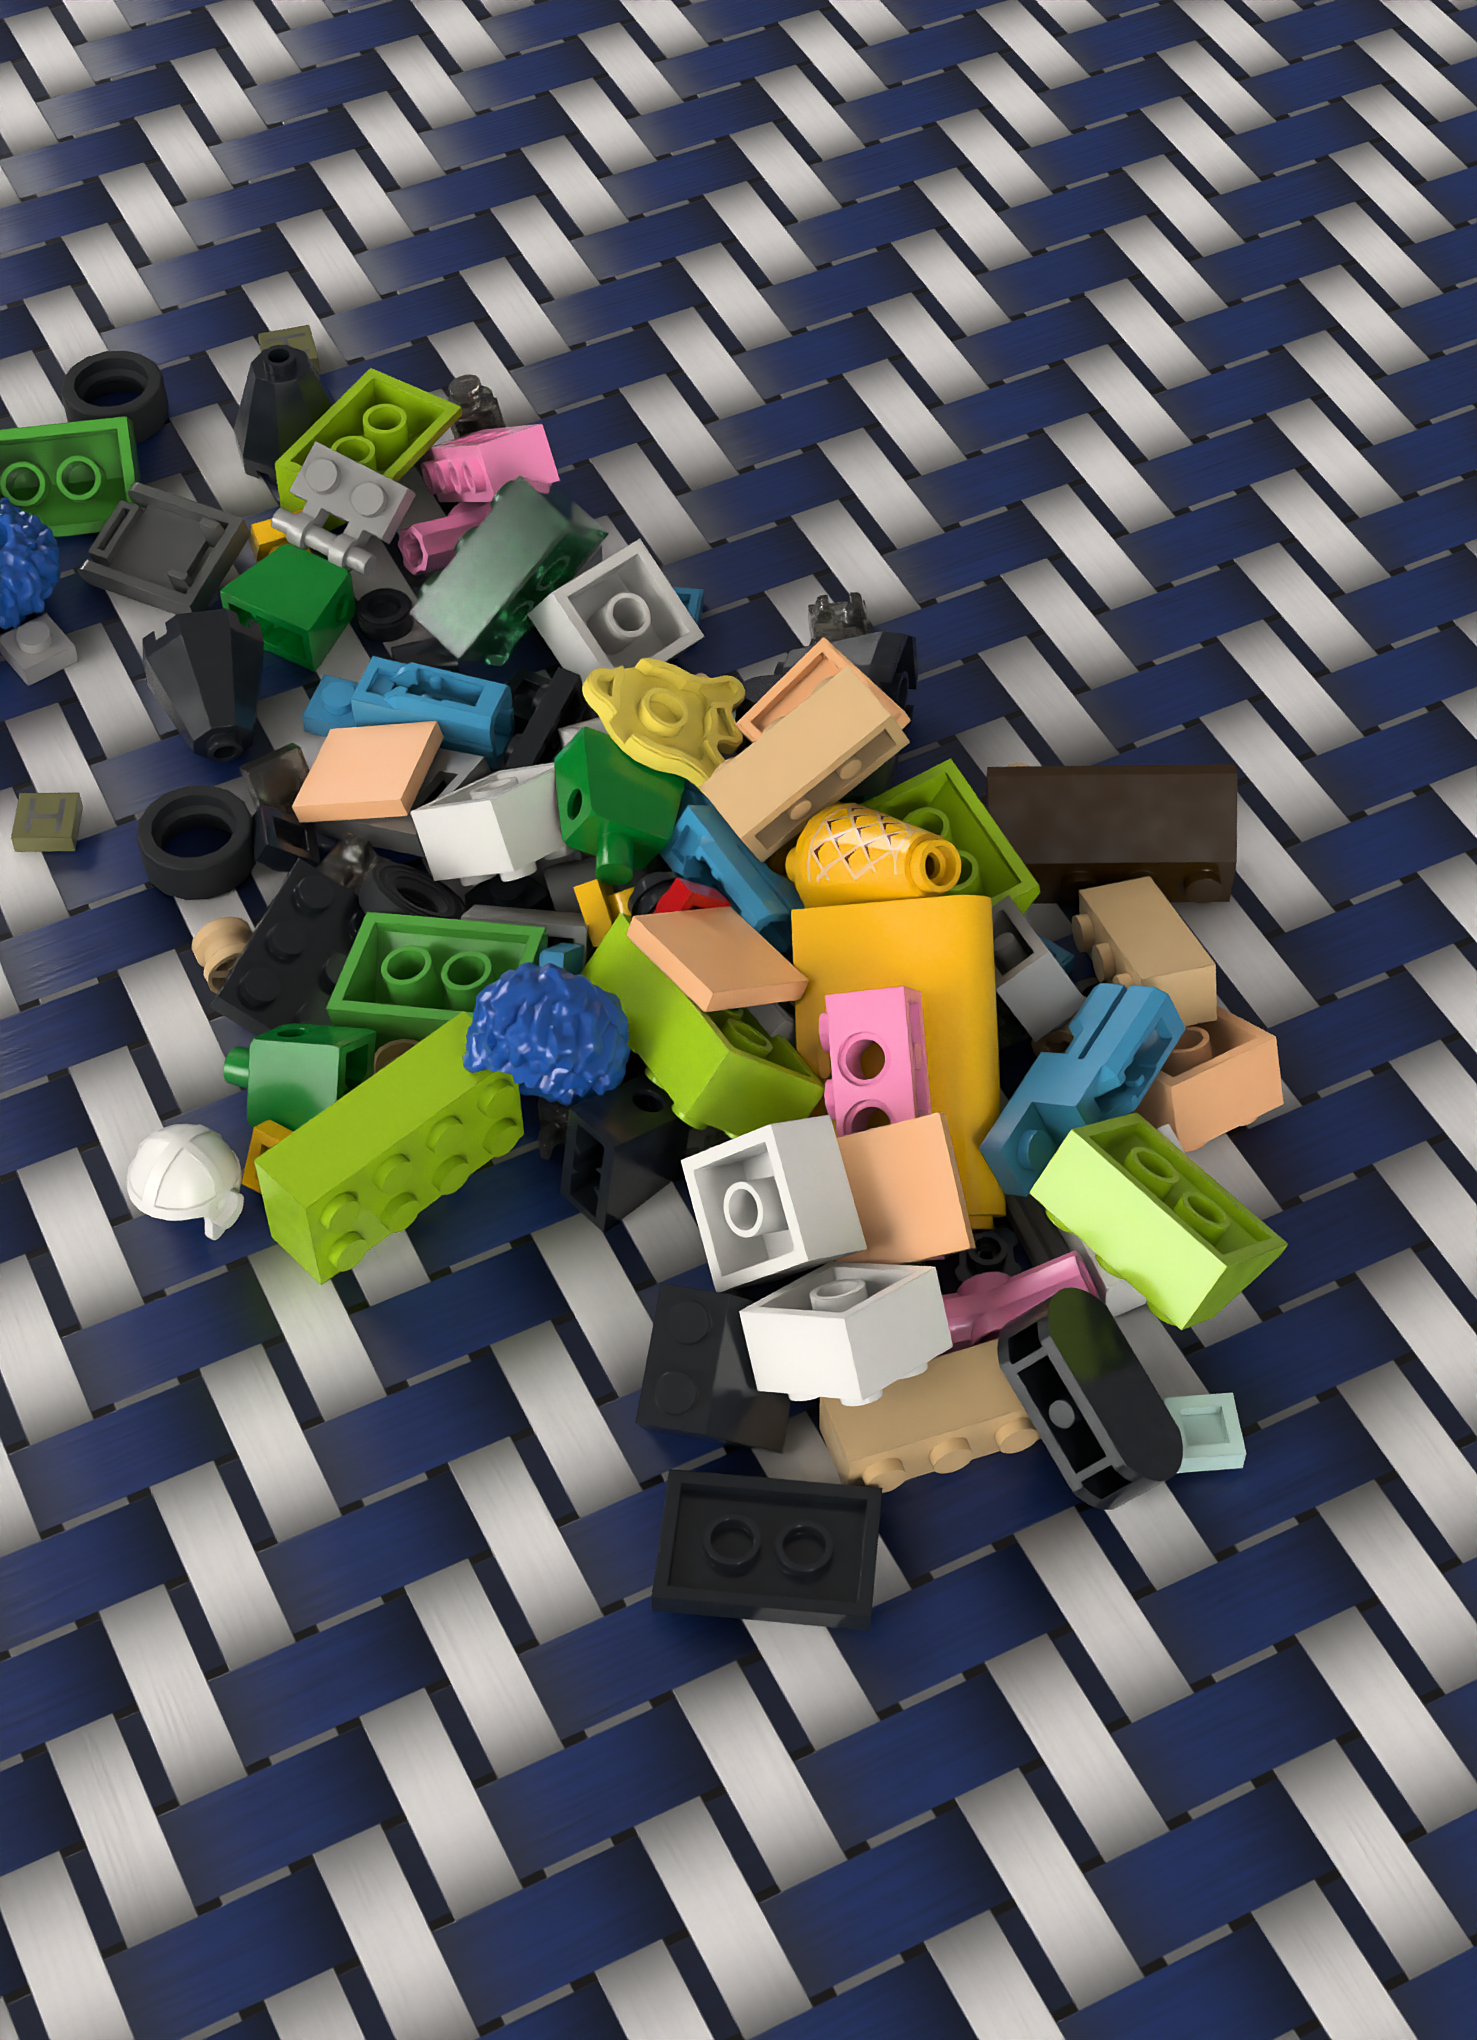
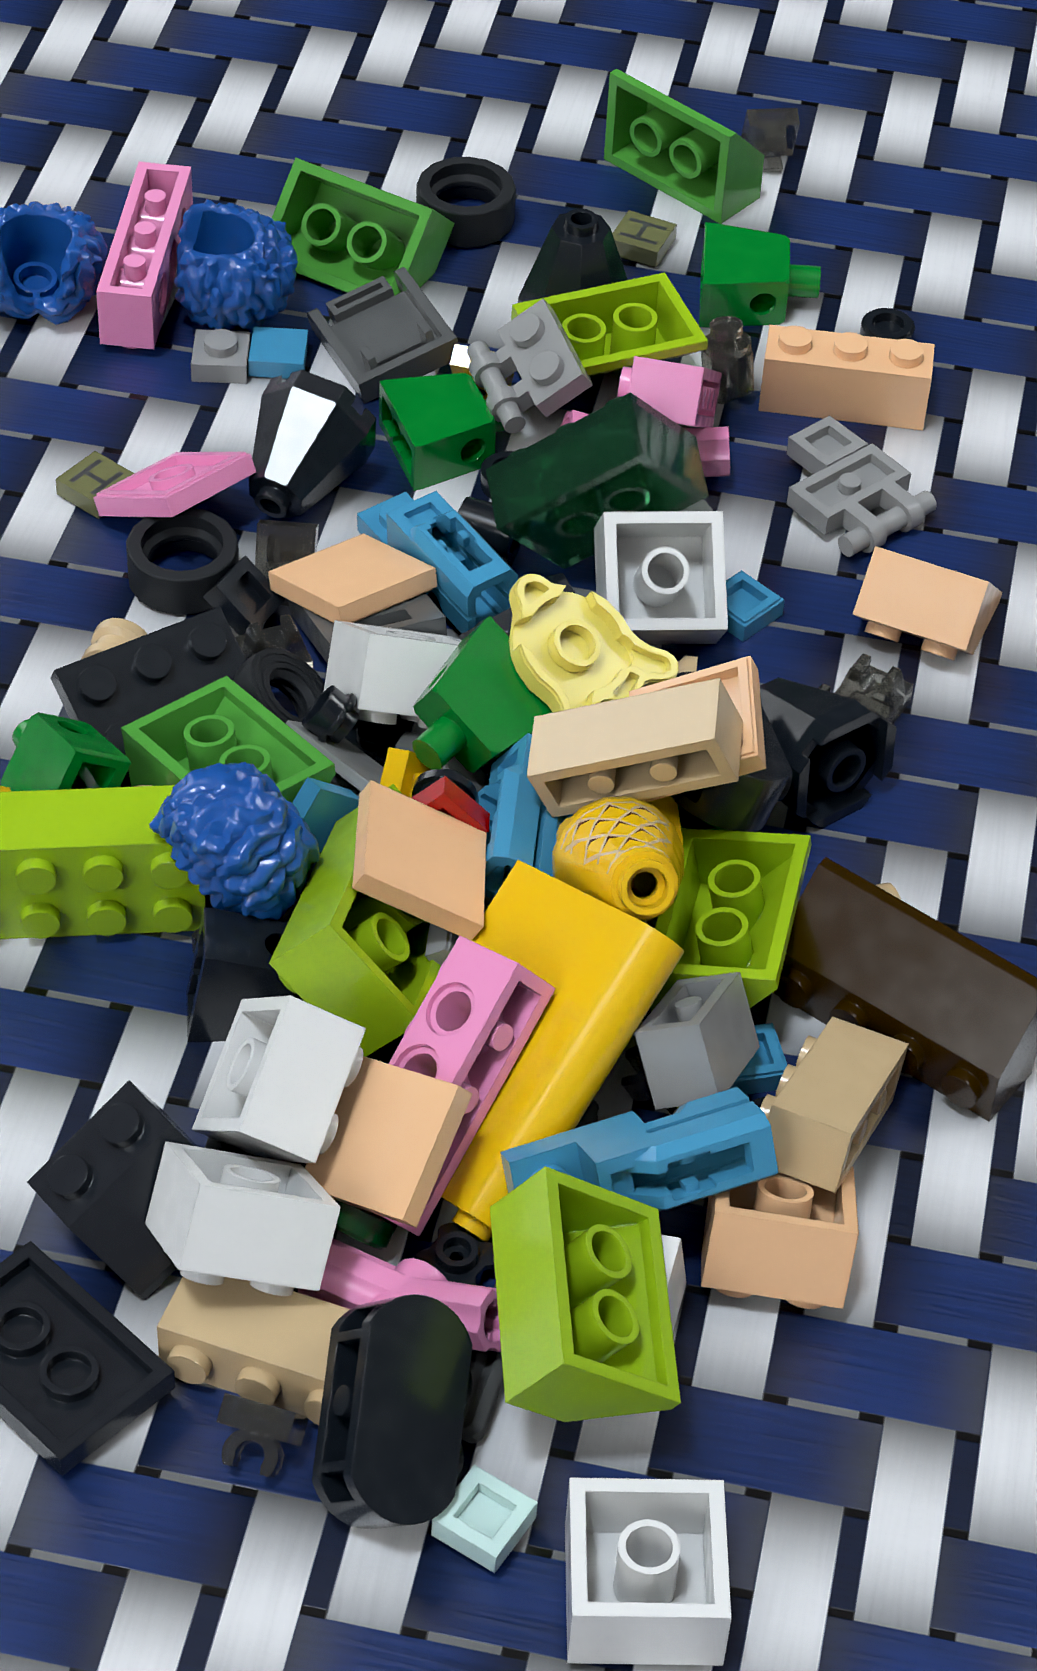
camera: 35 degrees right, 5 degrees down
(86, 617) = (277, 352): none -> dark azure tile
(132, 780) = (174, 484): none -> bright pink tile
(255, 258) = (679, 150): none -> bright green slope
(312, 210) = (772, 134): none -> clear smoke tile
(413, 335) = (750, 276): none -> green torso
(491, 890) = (331, 715): none -> black plate
(558, 327) = (887, 324): none -> black tile
(578, 377) = (846, 377): none -> light nougat slope
(615, 448) = (823, 444): none -> light grey plate
(665, 470) = (854, 487): none -> light grey plate
(815, 529) = (925, 602): none -> light nougat slope
(981, 1481) = (261, 1425): none -> clear smoke tile
(1360, 1385) = (646, 1572): none -> white brick

